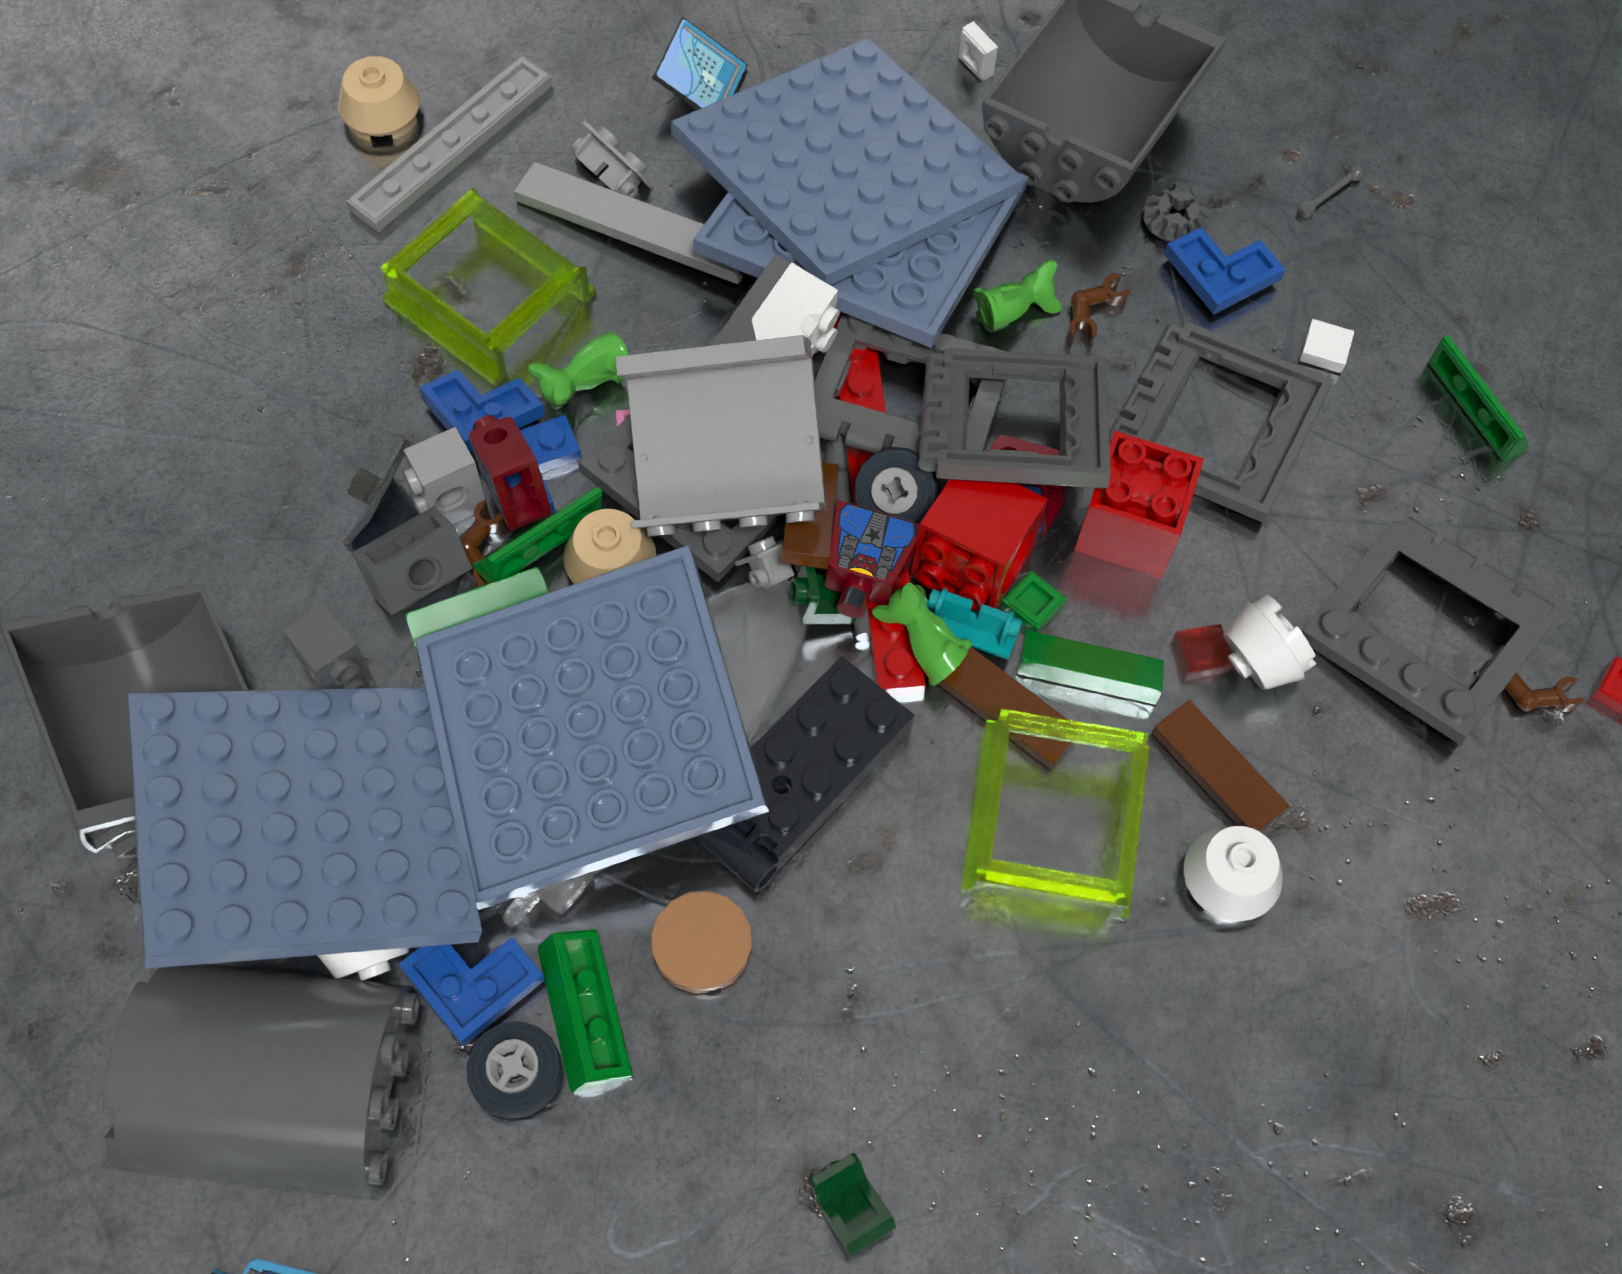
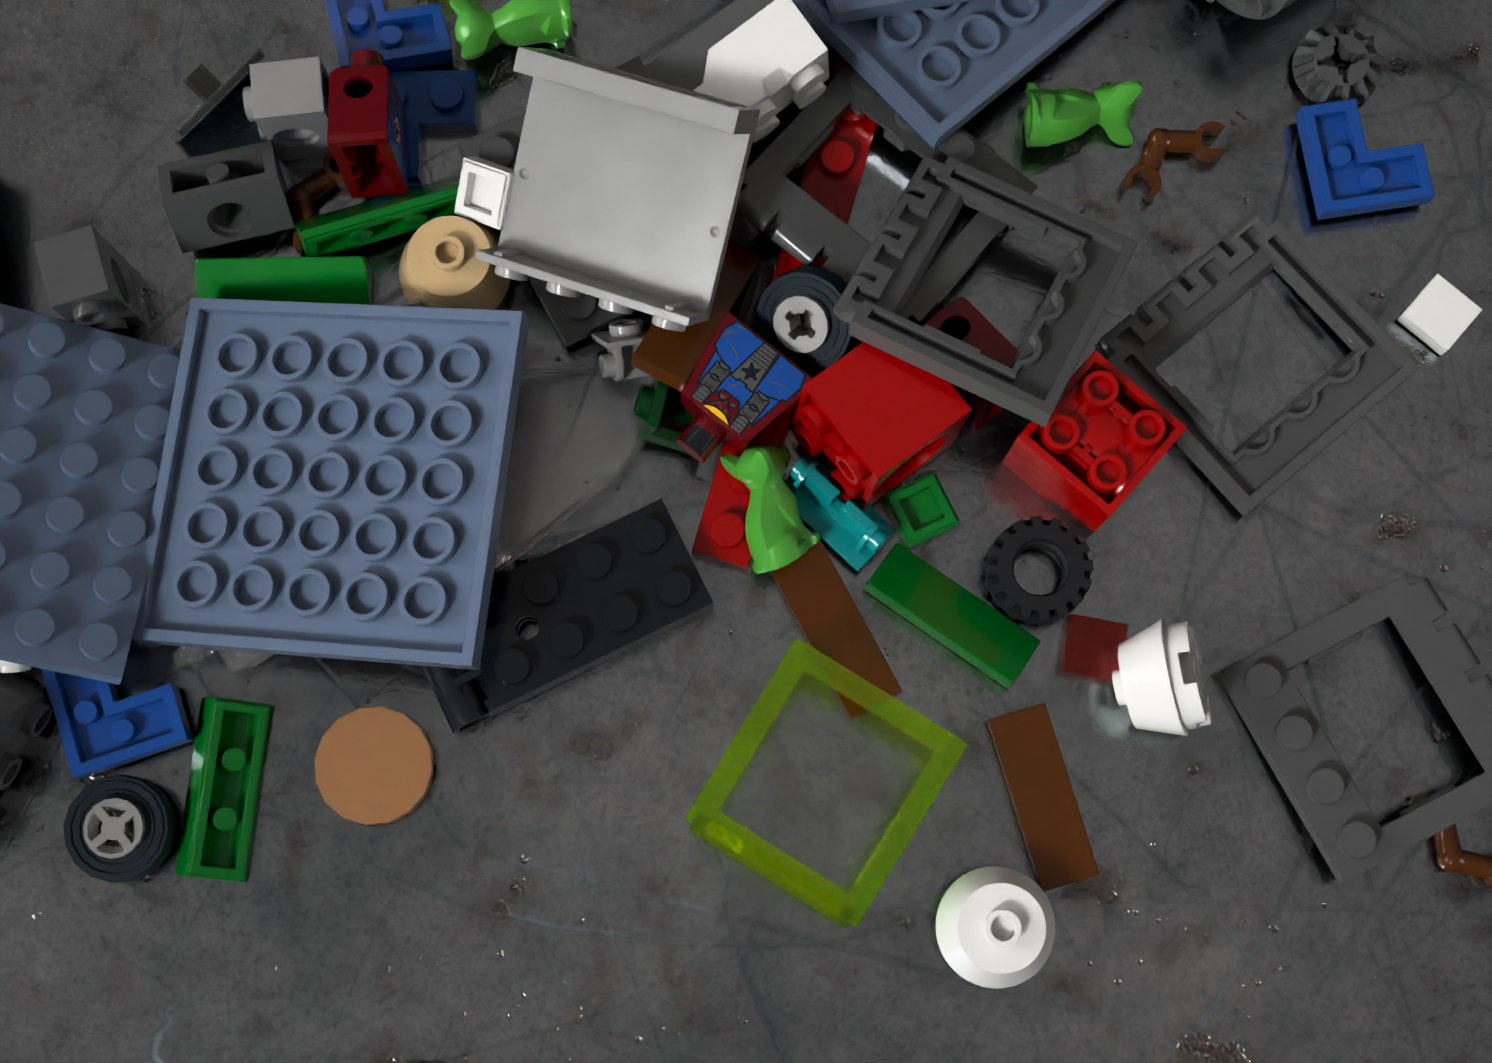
camera: 25 degrees right, 15 degrees up
(615, 485) = (484, 191): none -> white tile
(1150, 589) = (1063, 545): none -> black tyre

